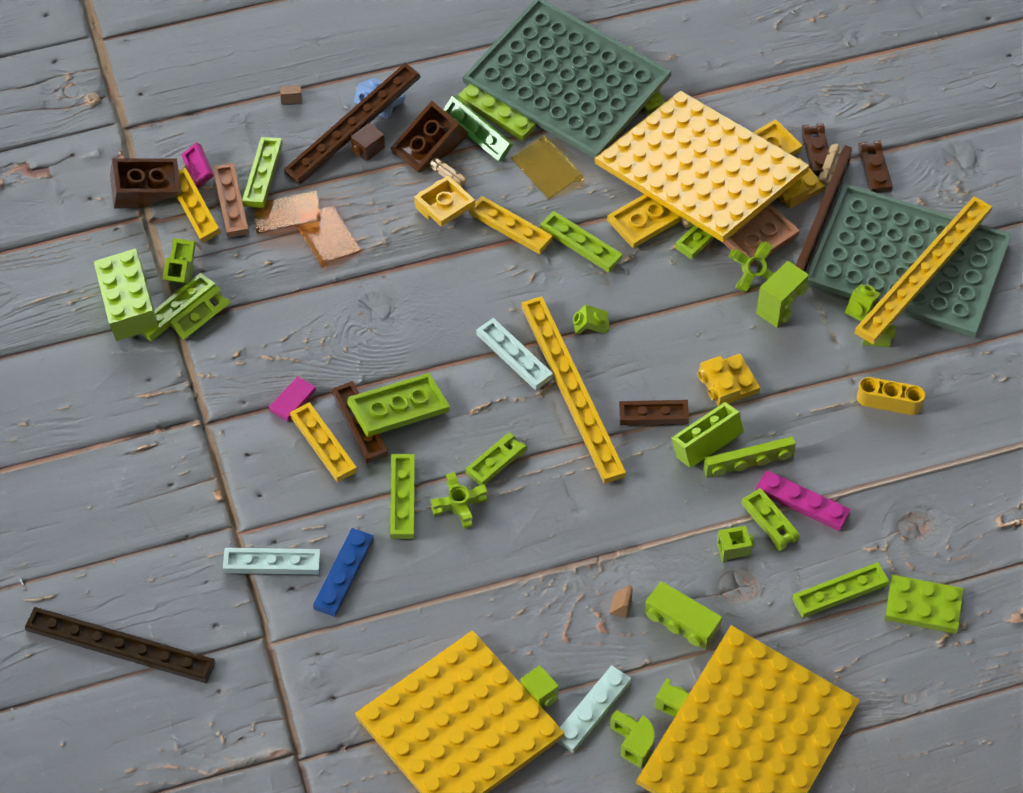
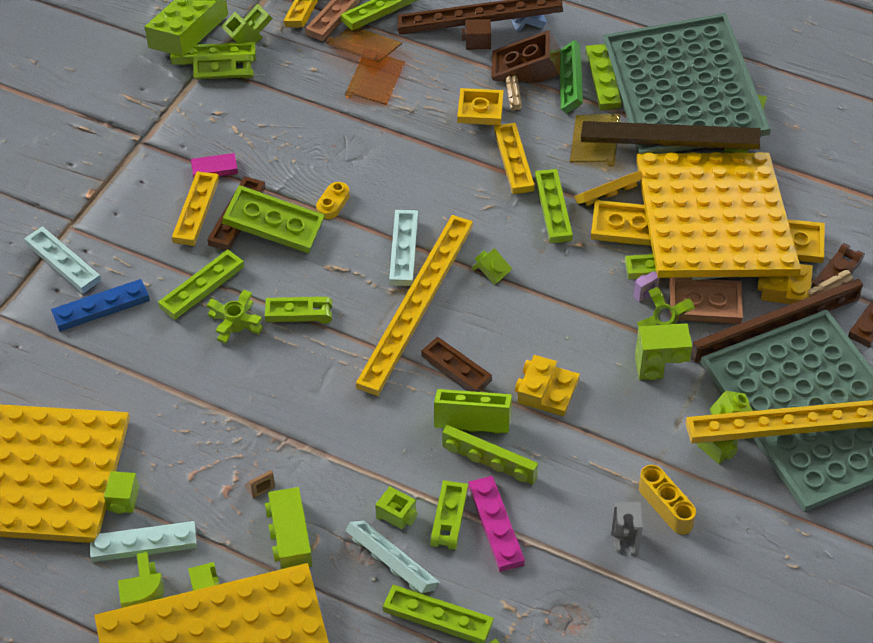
camera: 45 degrees right, 5 degrees down
(416, 355) = (333, 200): none -> yellow plate
(604, 198) = (609, 189): none -> yellow plate
(606, 125) = (671, 135): none -> dark brown tile
(711, 255) = (644, 284): none -> lavender plate
(759, 577) = (386, 552): none -> light aqua plate
(895, 431) = (627, 526): none -> light grey hinge

